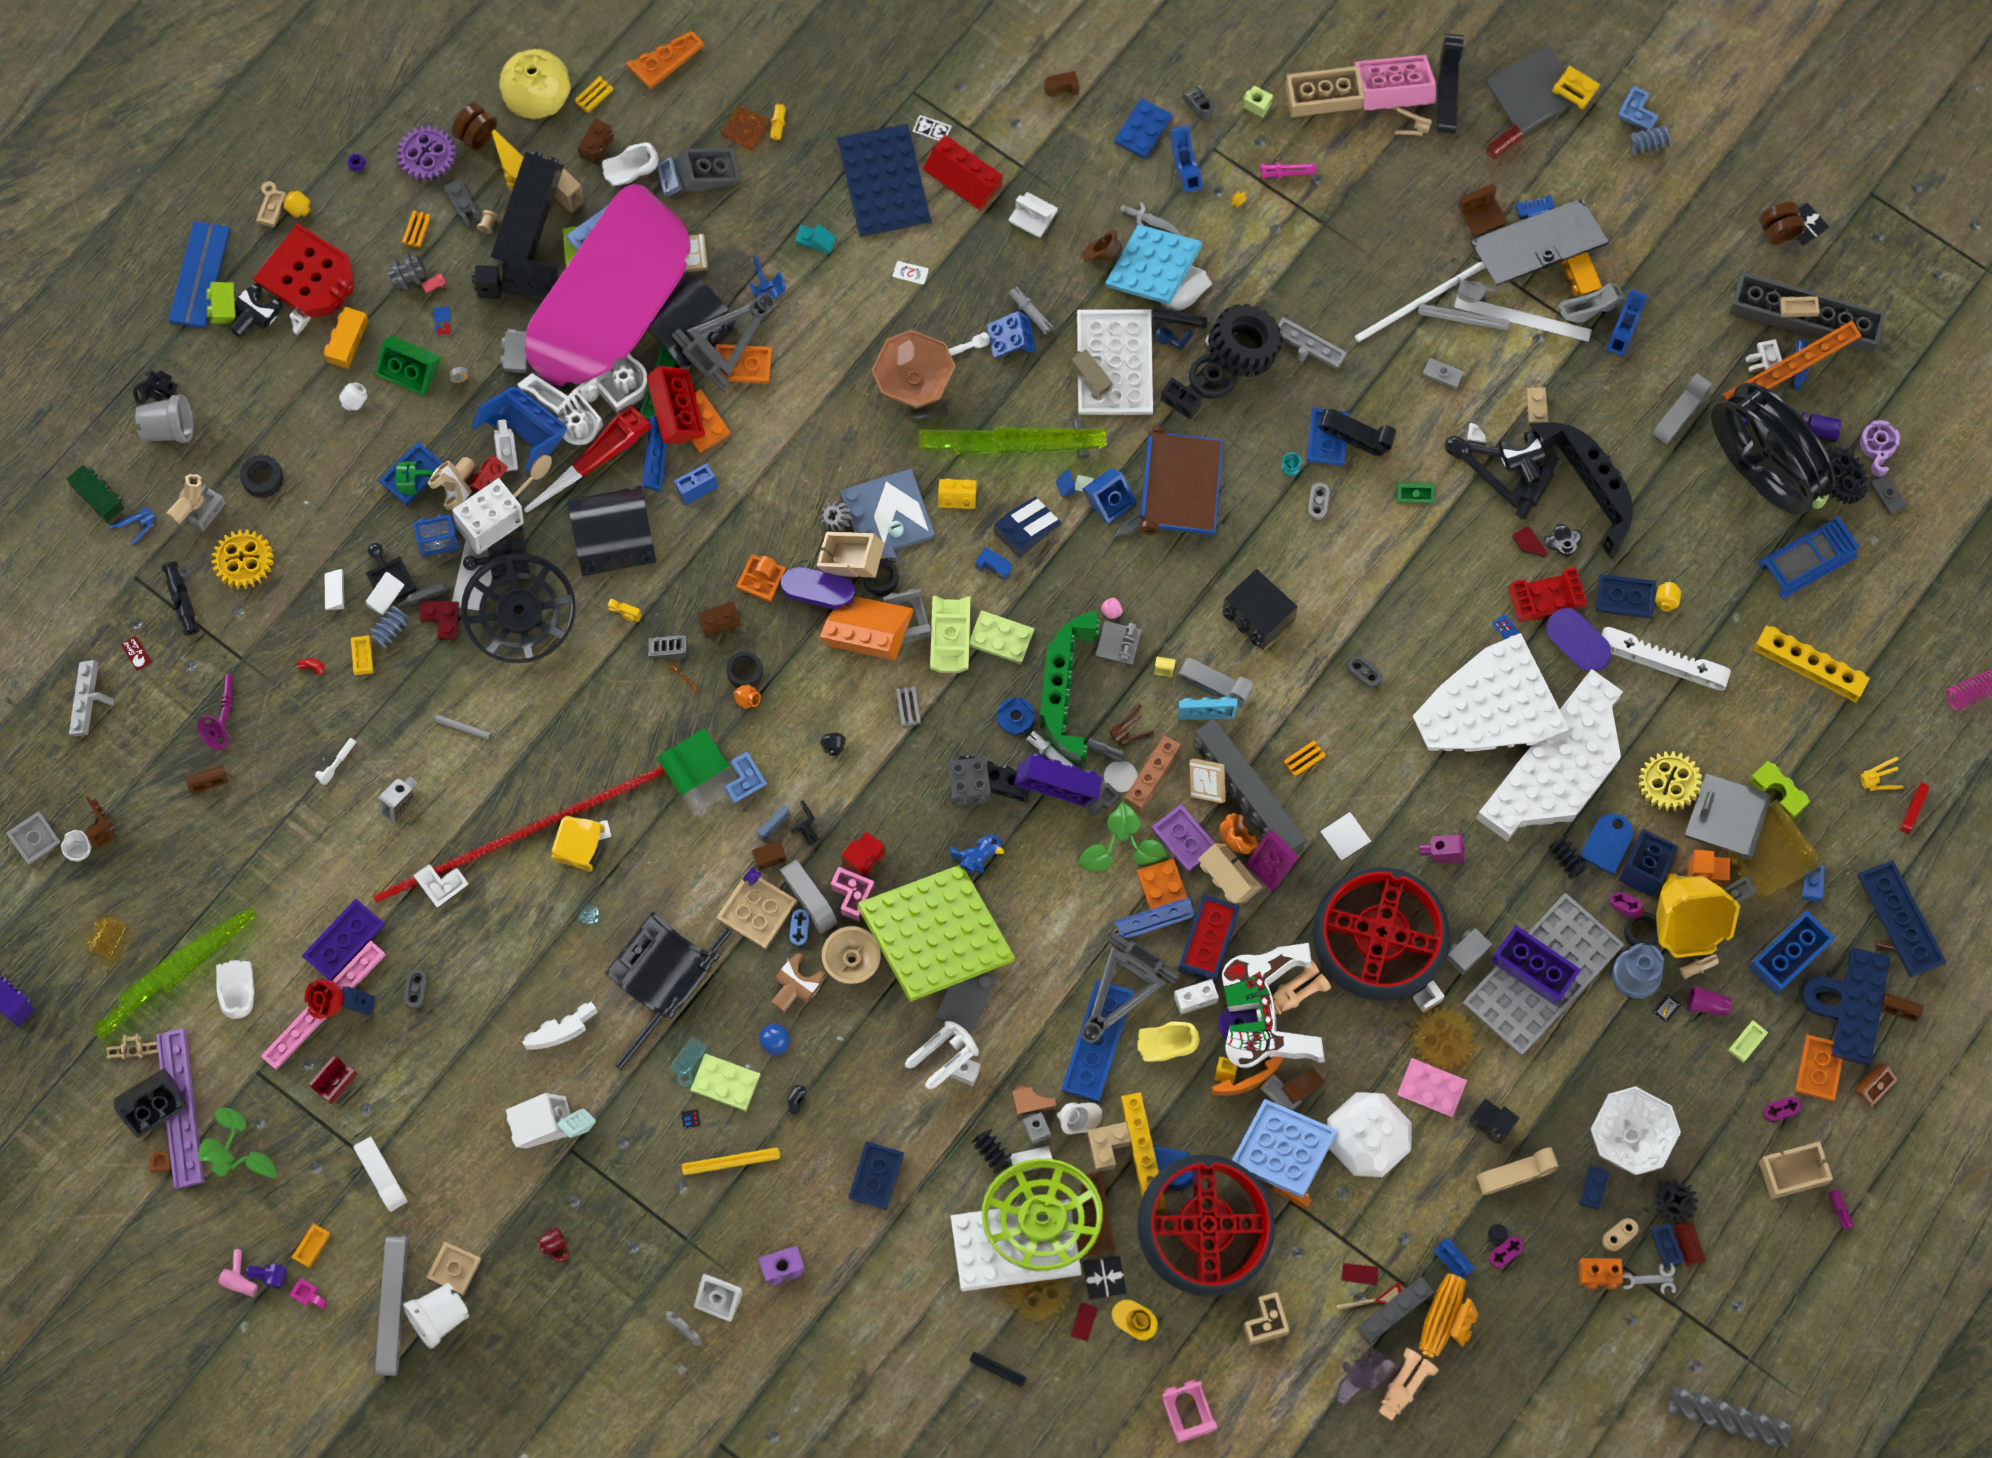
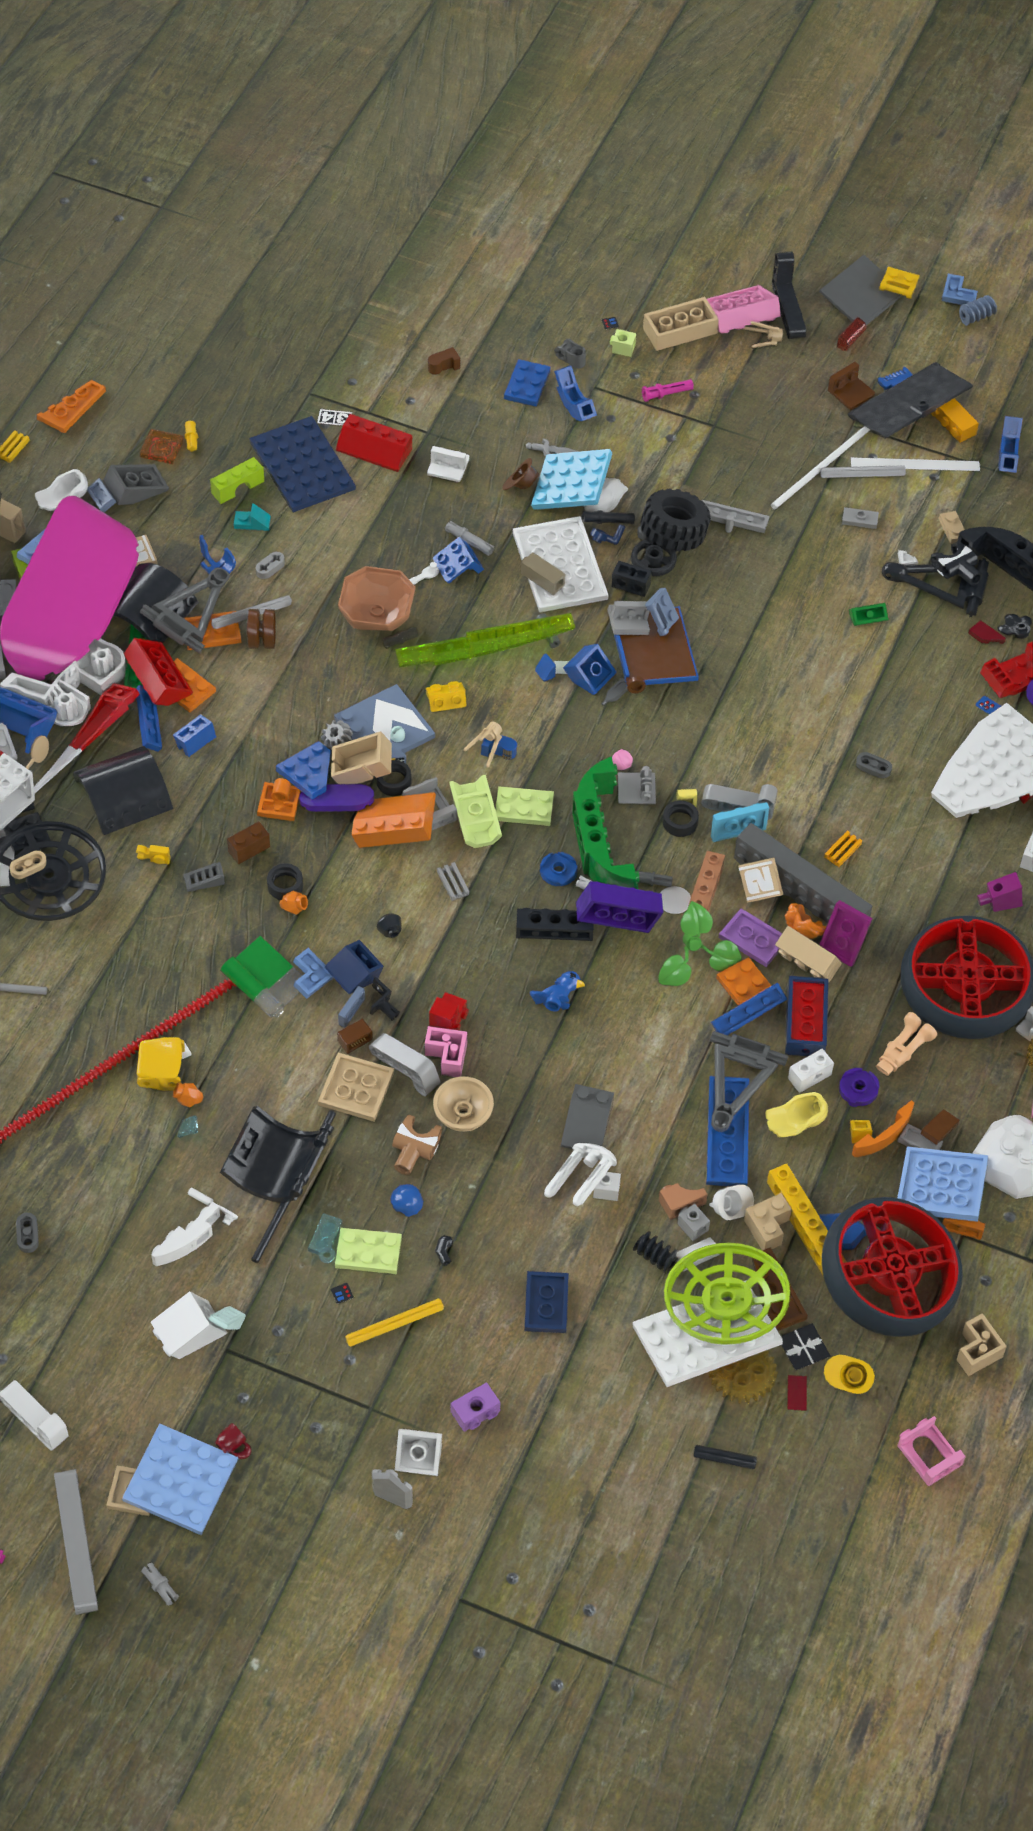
camera: 15 degrees left, 15 degrees down
(436, 1314) = (125, 1535): white piece -> none
(440, 889) = (29, 1135): white plate -> none
(457, 1364) = (160, 1584): none -> light grey pin
(497, 1269) = (180, 1479): none -> light blue plate
(498, 600) = (27, 864): none -> tan plate
(595, 141) = (24, 480): reddish brown brick -> none
(595, 881) = (187, 1094): none -> orange rock
(605, 1015) = (229, 1216): none -> white piece
(672, 666) = (213, 895): clear orange hinge -> none
(752, 876) = (344, 1054): dark purple bush -> none
(786, 783) = (354, 967): none -> dark blue slope
(787, 352) = (243, 614): none -> light grey axle
(790, 377) = (261, 628): none -> reddish brown wheel
(798, 549) = (308, 769): none -> blue plate
(799, 191) = (225, 484): none -> lime arch
(804, 928) = (398, 1095): medium blue beam -> none
(820, 298) = (271, 566): none -> light grey beam
(910, 272) = (348, 531): white sticker -> none
(935, 932) = (541, 1064): lime plate -> none
(969, 781) = (533, 930): dark grey bracket -> none
(985, 551) = (491, 733): none -> tan plant
(1025, 526) = (518, 710): dark blue slope -> none
(1107, 798) = (667, 920): dark grey plate -> none
(1120, 732) = (663, 860): reddish brown plant -> none
(1151, 674) = (682, 807): none -> black tyre
(1164, 447) = (629, 618): none -> light grey bracket
(1203, 447) = (662, 611): none -> sand blue plate
(1238, 199) = (631, 418): yellow plate -> none
(1247, 988) = (859, 1048): animal -> none
(1252, 69) = (610, 323): none -> black sticker
(1259, 609) = (760, 730): black container -> none
(1292, 460) = (748, 612): teal wheel -> none
(1318, 502) = (785, 638): light grey plate -> none
(1322, 446) = (774, 585): blue plate -> none
(1345, 836) = (903, 906): white sticker -> none
(1356, 433) = (802, 575): black beam -> none
(1473, 291) = (863, 448): light grey piece -> none
(1585, 307) = (970, 440): light grey arch -> none

